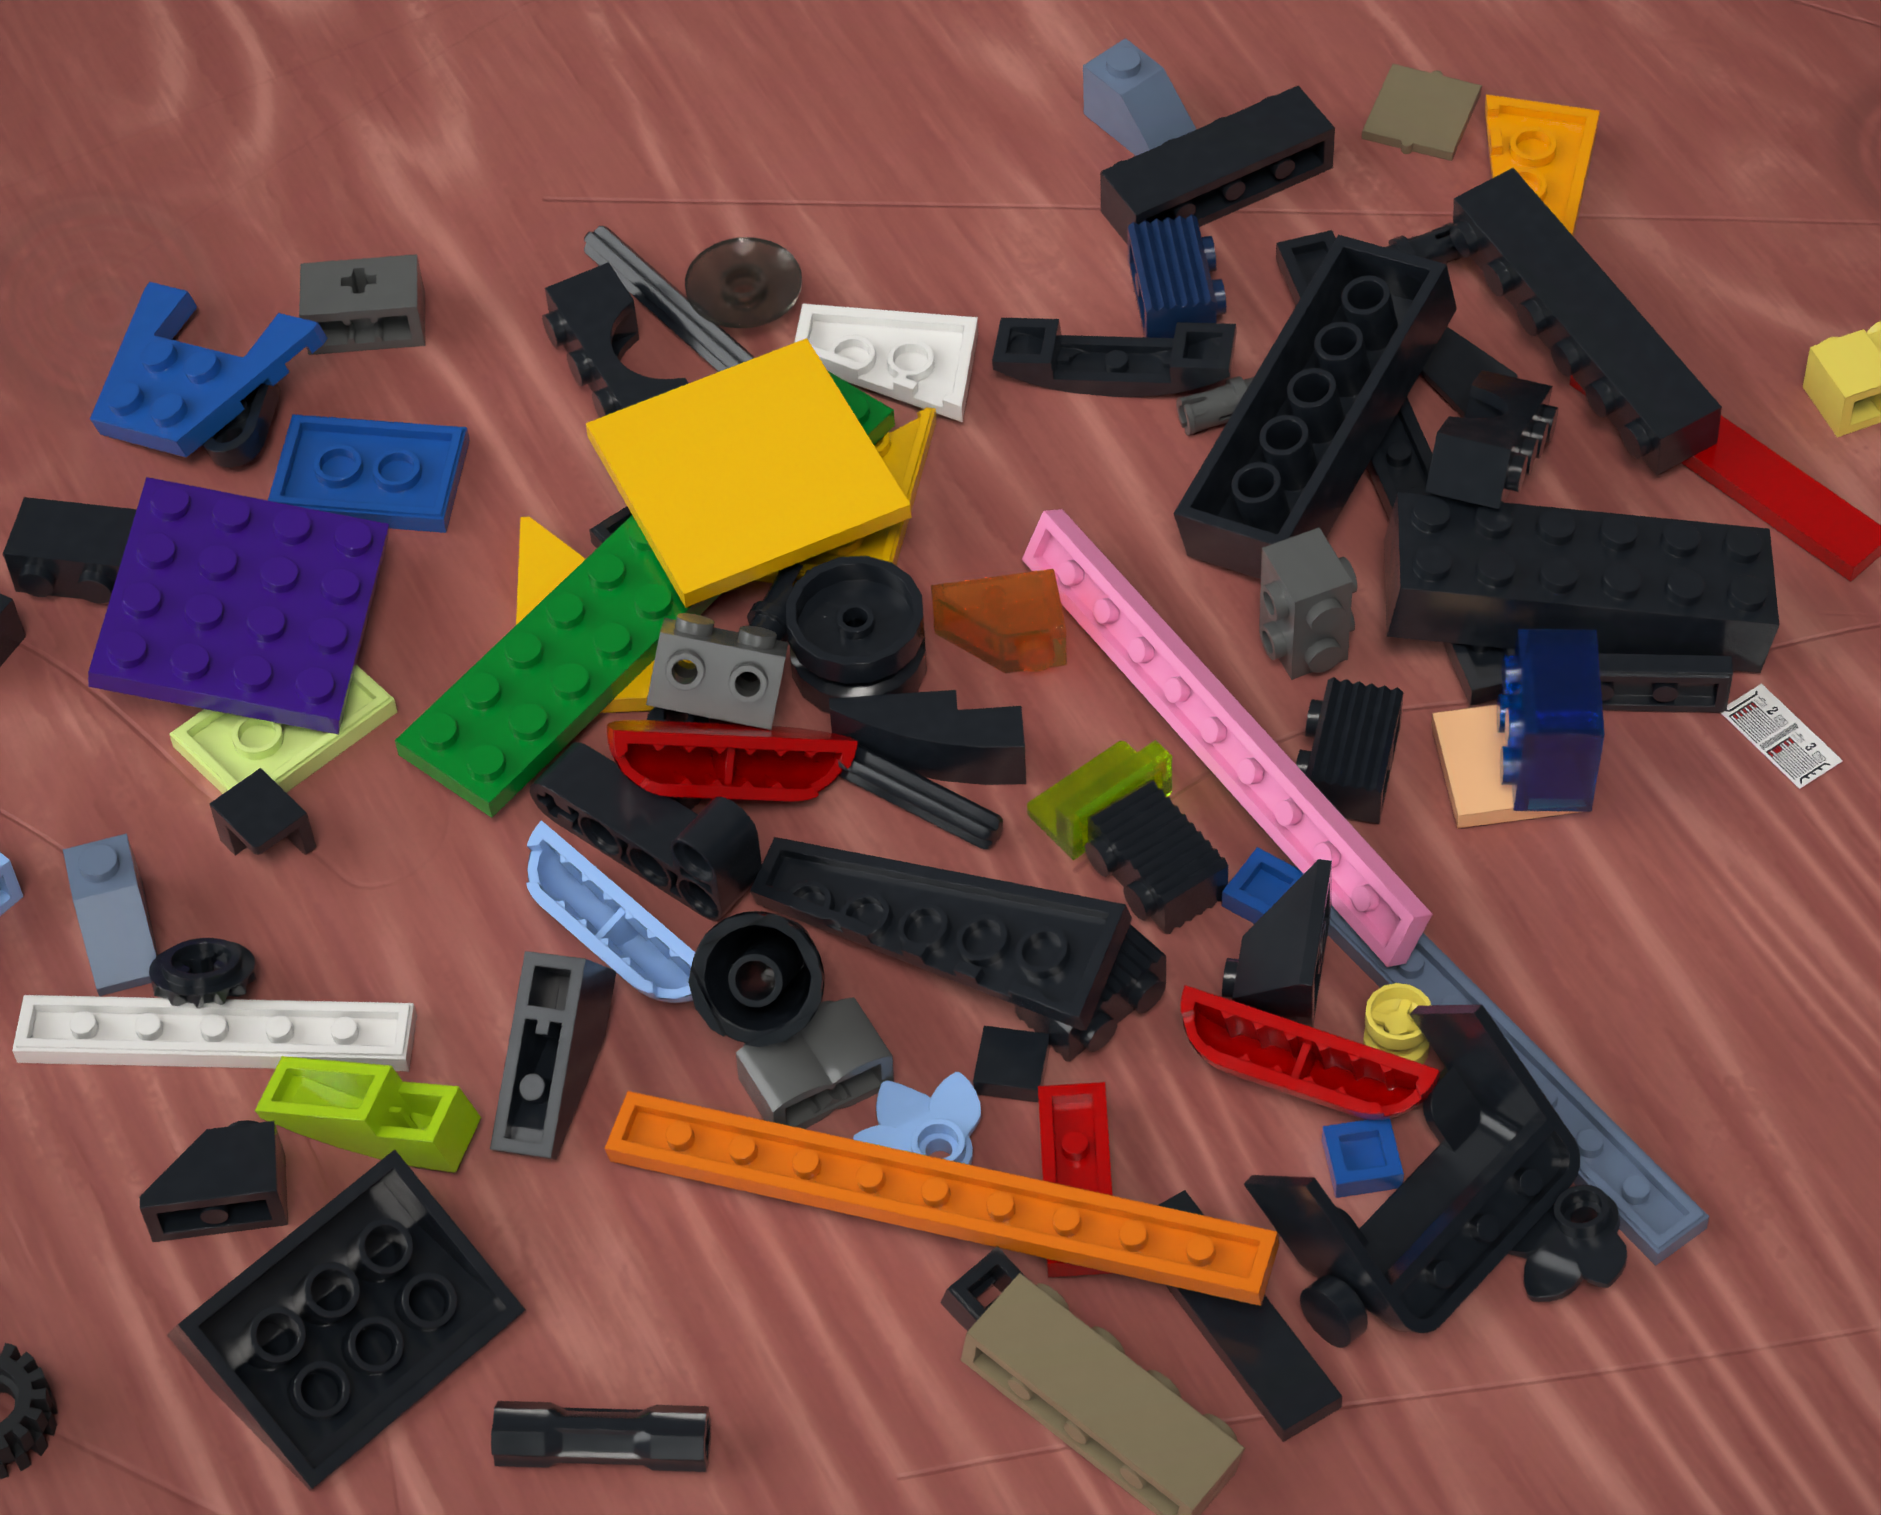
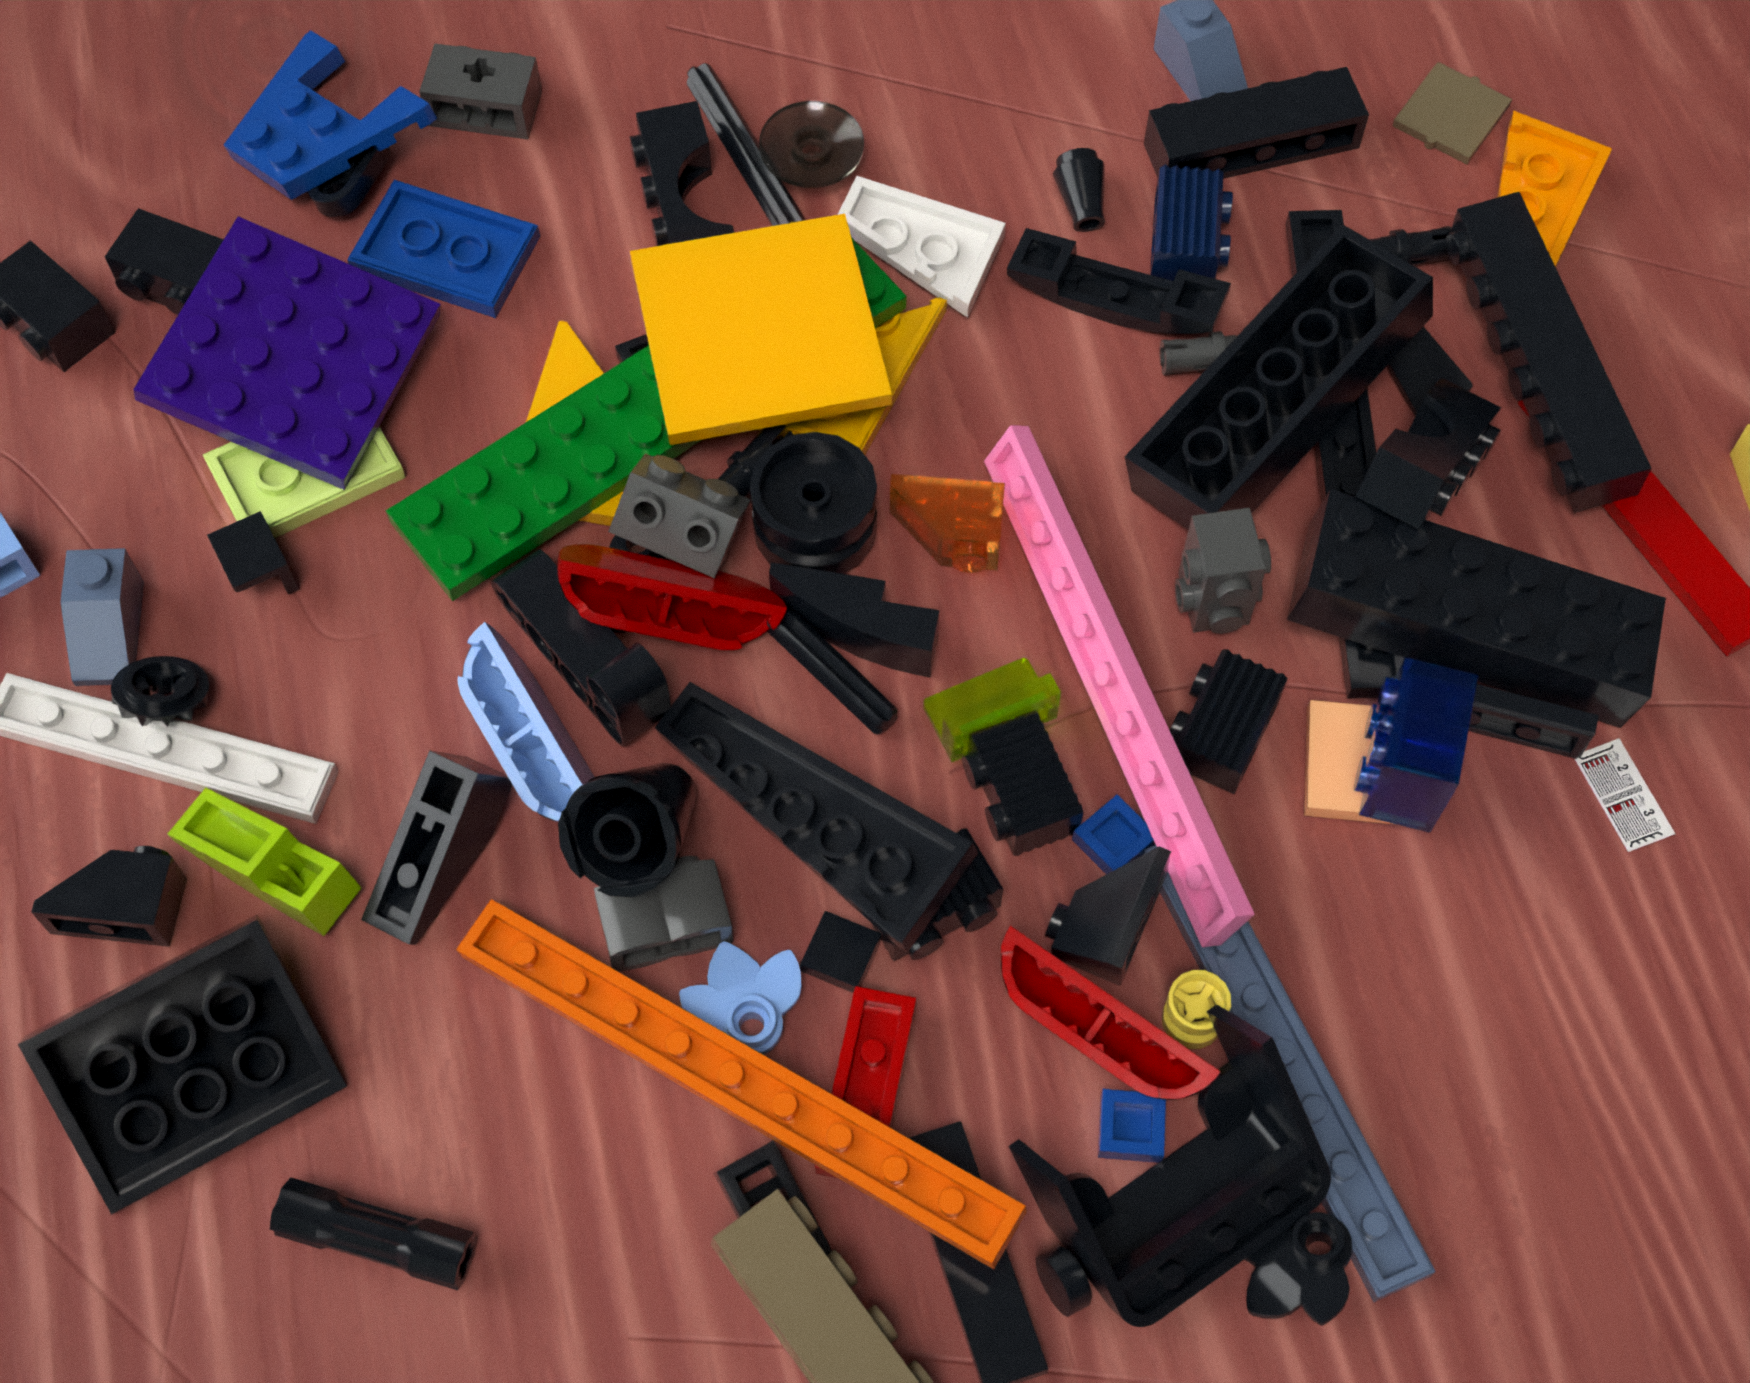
camera: 10 degrees right, 10 degrees up
(1047, 263) = (1082, 187): none -> black cone

